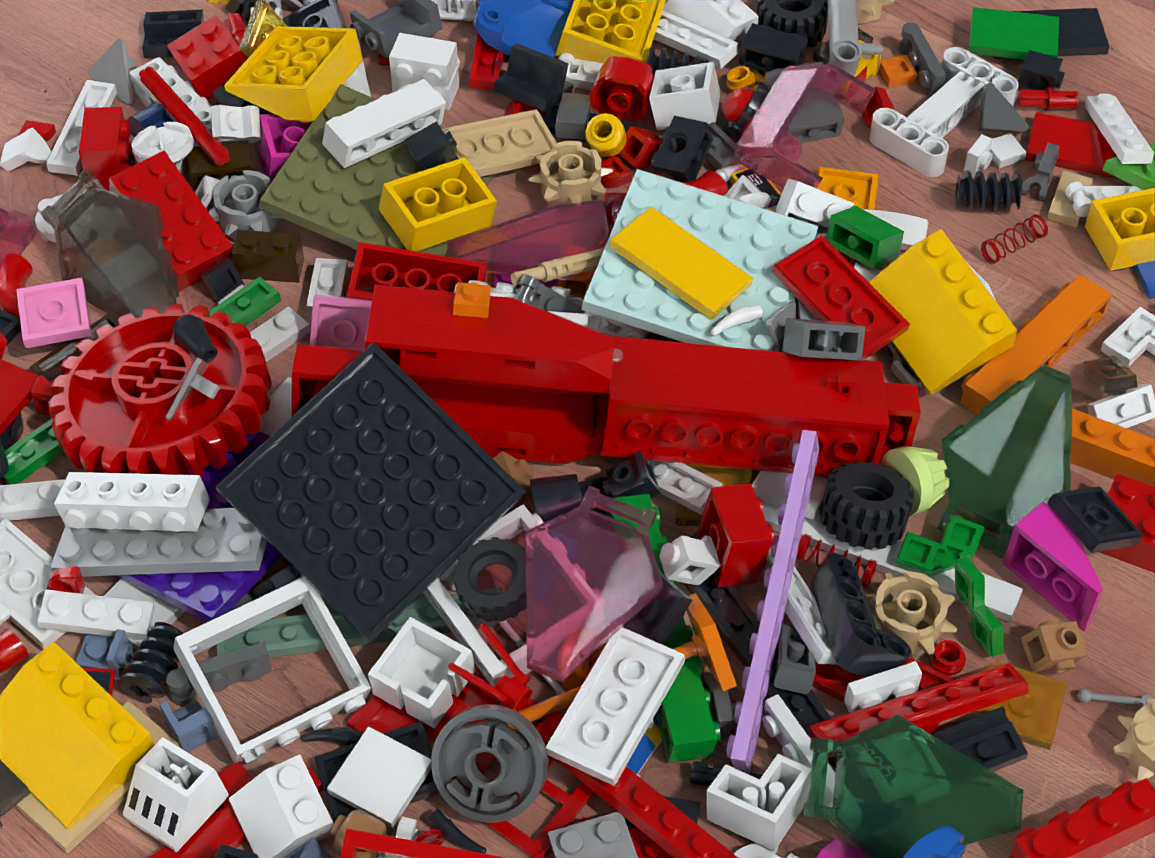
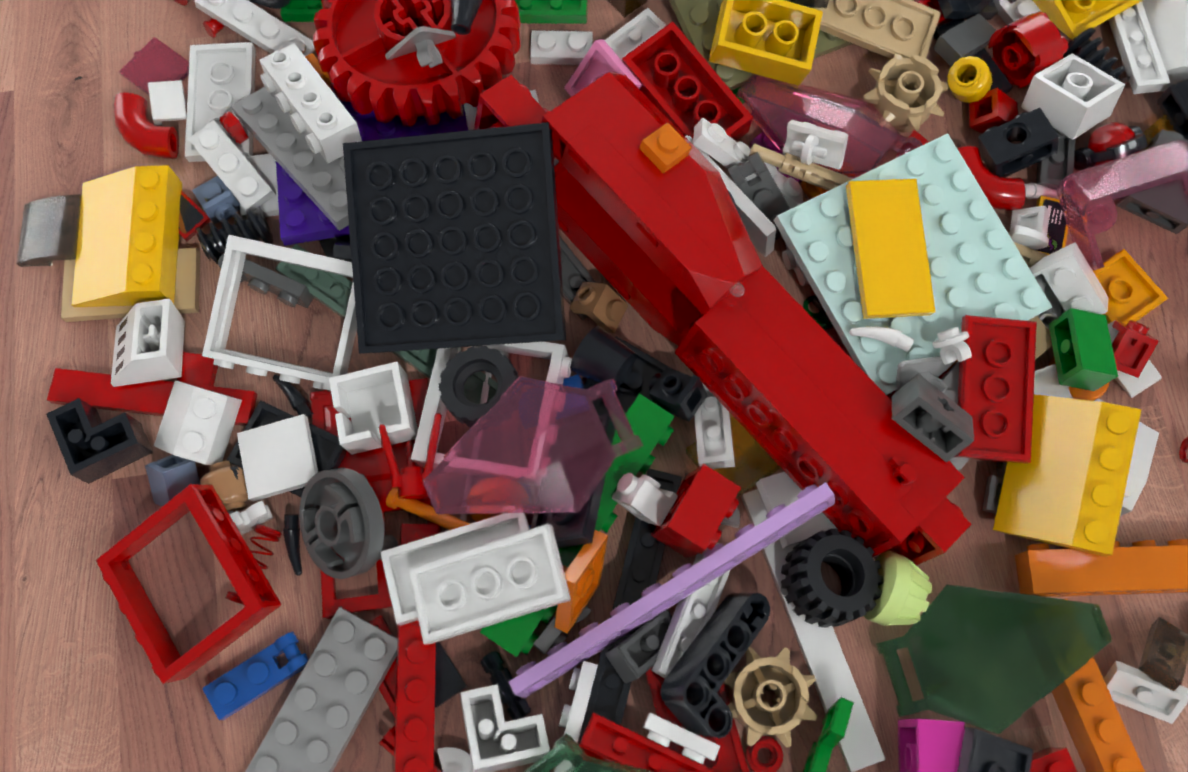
camera: 45 degrees right, 20 degrees up
(189, 725) = (203, 296): sand blue panel -> none
(555, 241) = (815, 144): none -> white hips
(619, 176) = (952, 119): red tile -> none
(653, 683) = (488, 584): none -> white tile
(740, 77) = (1143, 115): light orange plate -> none
(782, 286) = (952, 345): none -> white plate
(803, 547) = (778, 629): red piece -> none
(892, 210) = (1132, 347): none -> red bracket
(932, 558) = (867, 678): green tile -> none

